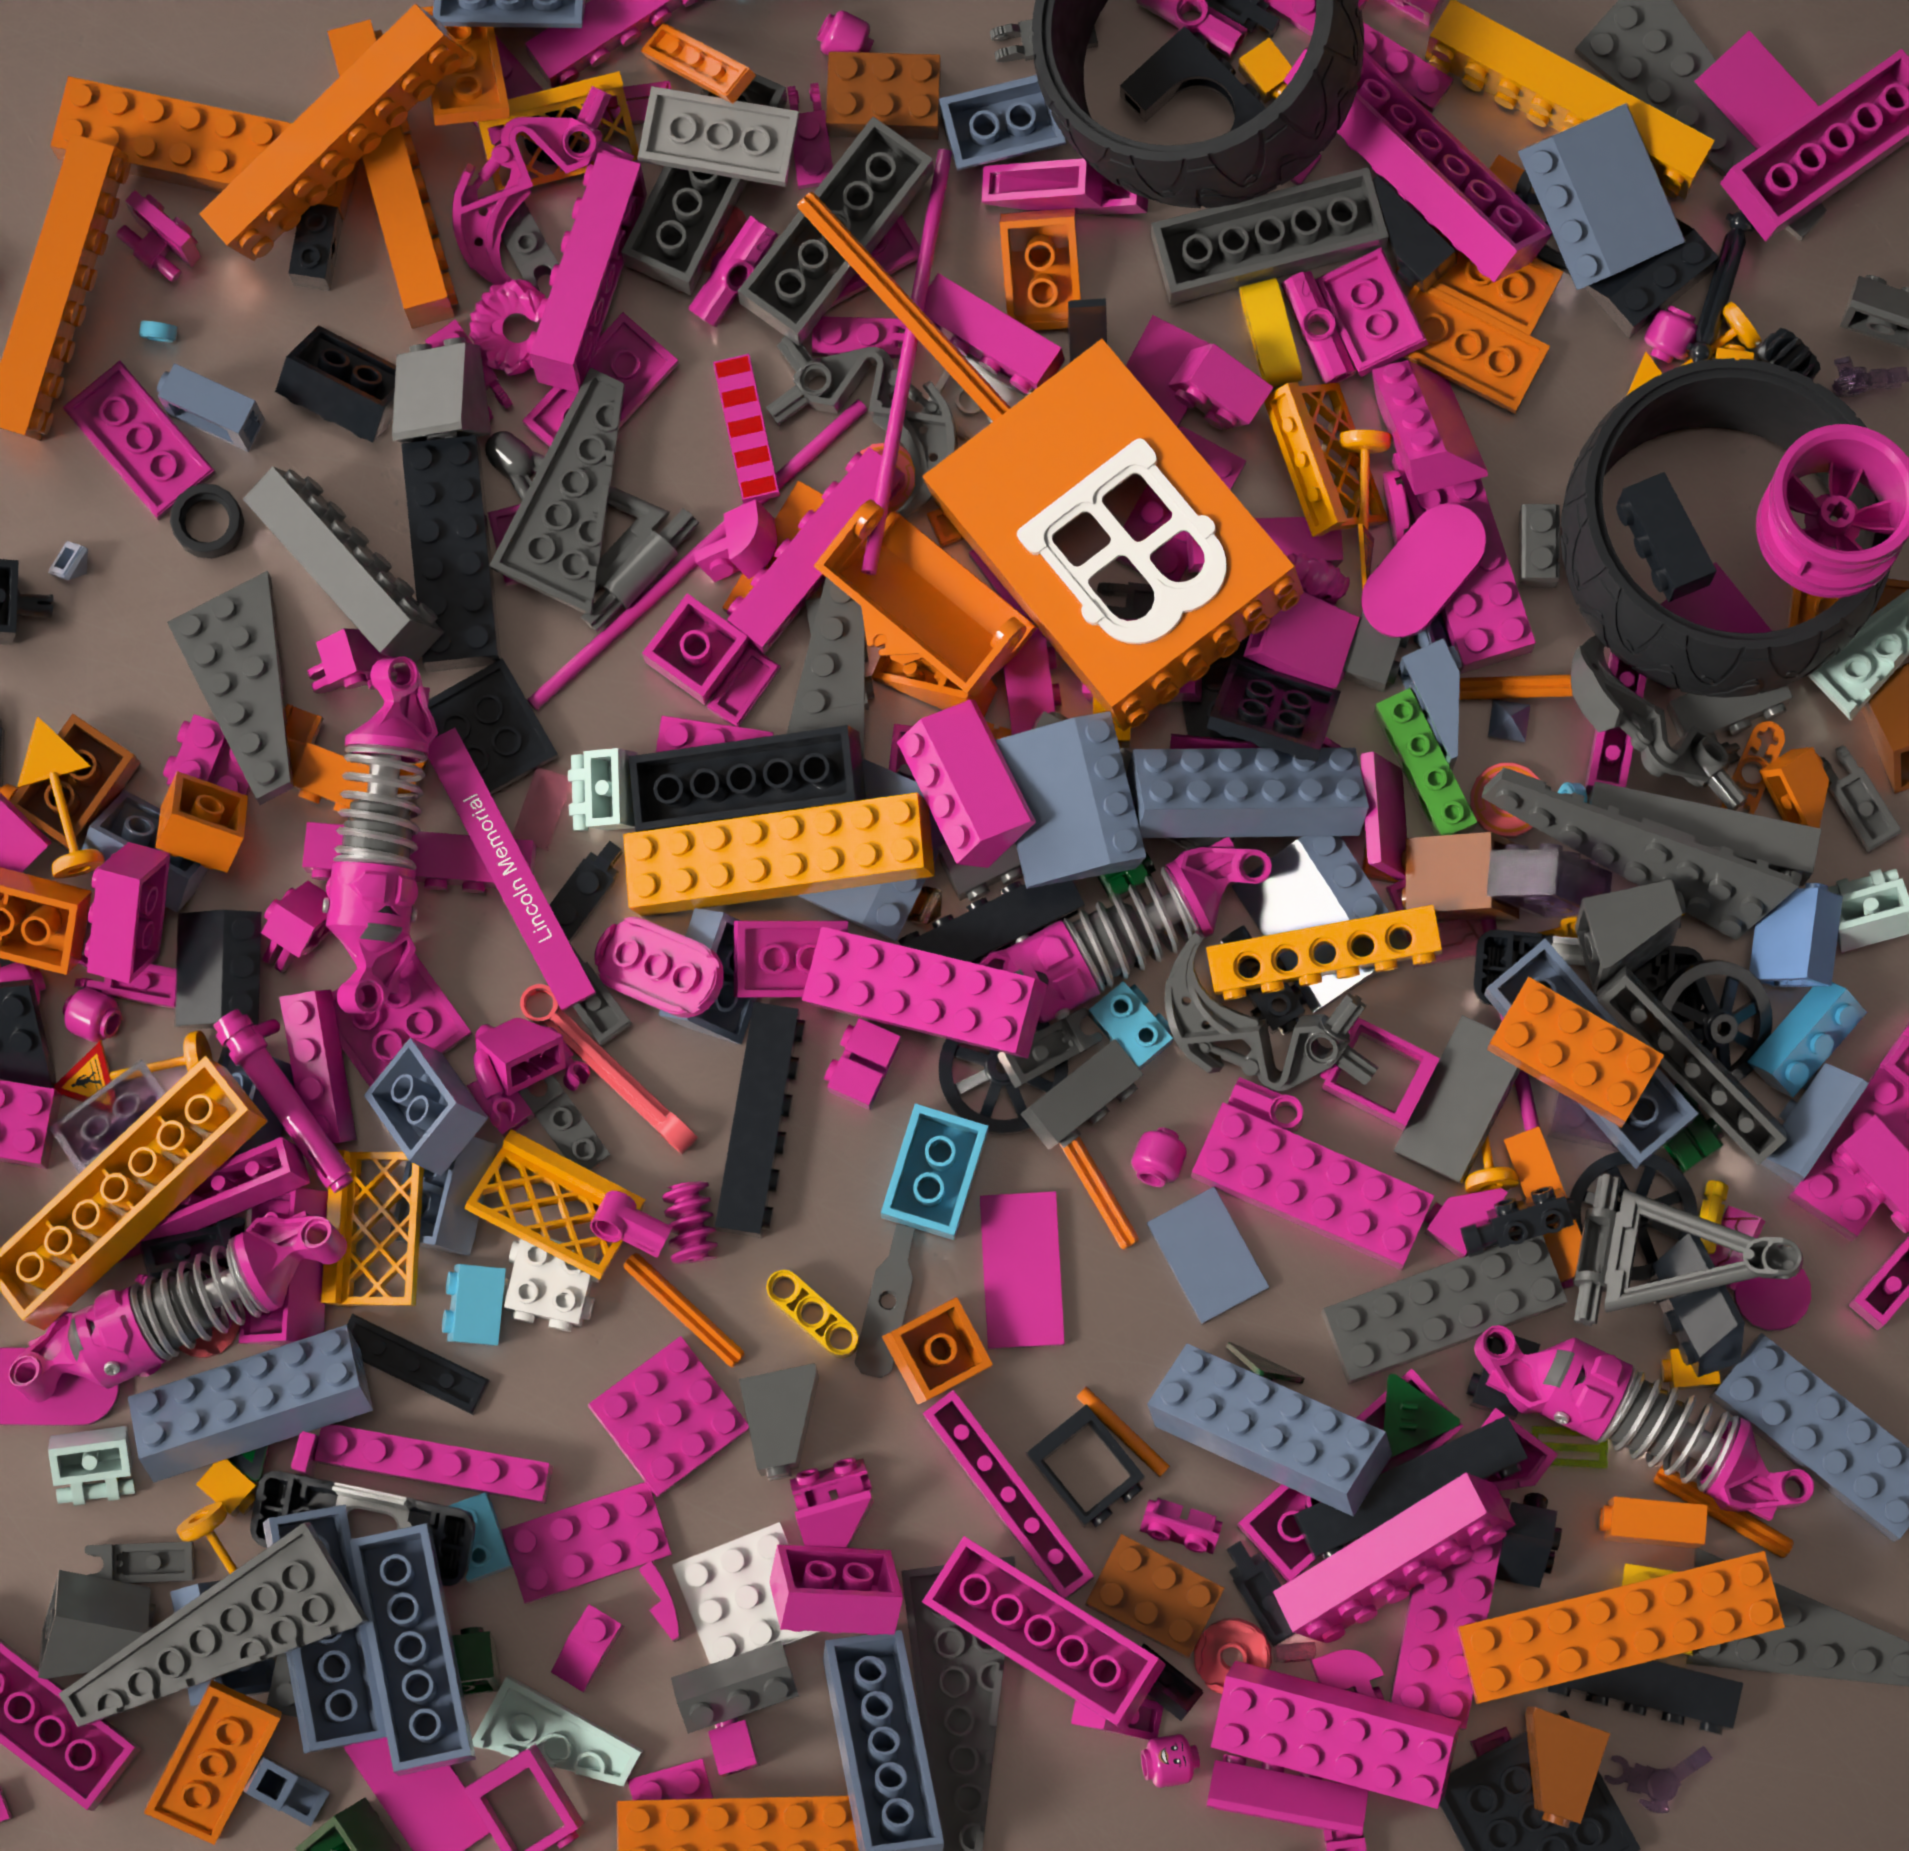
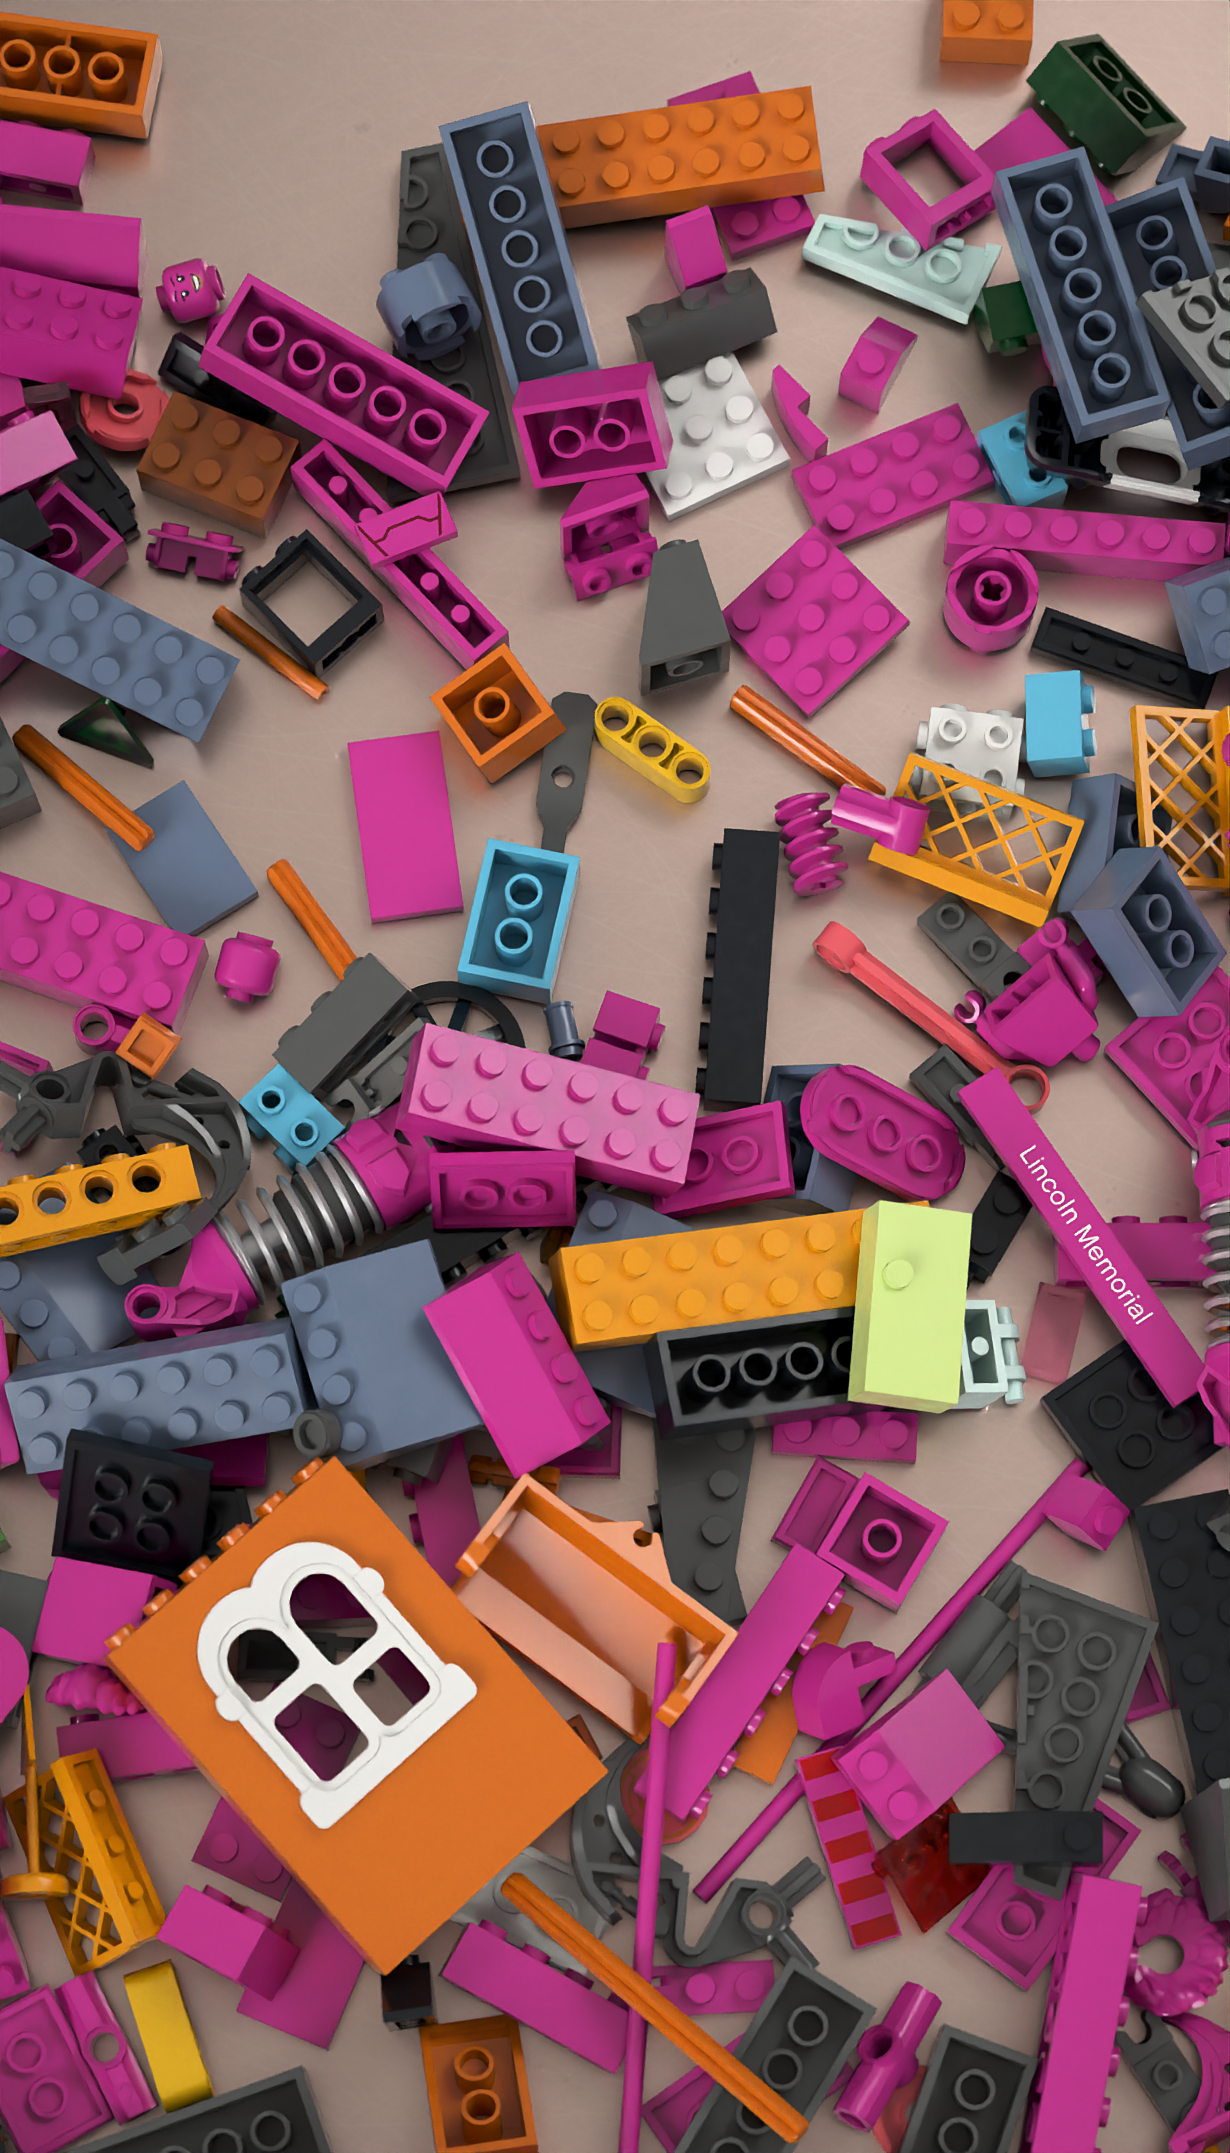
camera: 170 degrees right, 5 degrees down
(496, 1412) = (997, 574): none -> dark pink brick
(534, 660) = (1086, 1511): none -> dark pink brick
(610, 407) = (1026, 1838): none -> black slope
(653, 810) = (910, 1307): none -> yellowish green brick
(682, 409) = (922, 1869): none -> clear red hinge
(686, 482) = (918, 1754): none -> dark pink slope
(907, 1082) = (563, 1031): none -> sand blue pin
(965, 933) = (503, 1189): none -> dark pink tile
(967, 1709) = (427, 307): none -> sand blue brick
(1000, 1505) = (406, 530): none -> dark pink tile
(1125, 736) = (317, 1433): none -> dark grey tile
(1242, 921) = (142, 1244): none -> dark grey plate
(1242, 1088) = (148, 1045): none -> orange tile
(1285, 1321) = (83, 787): none -> orange axle

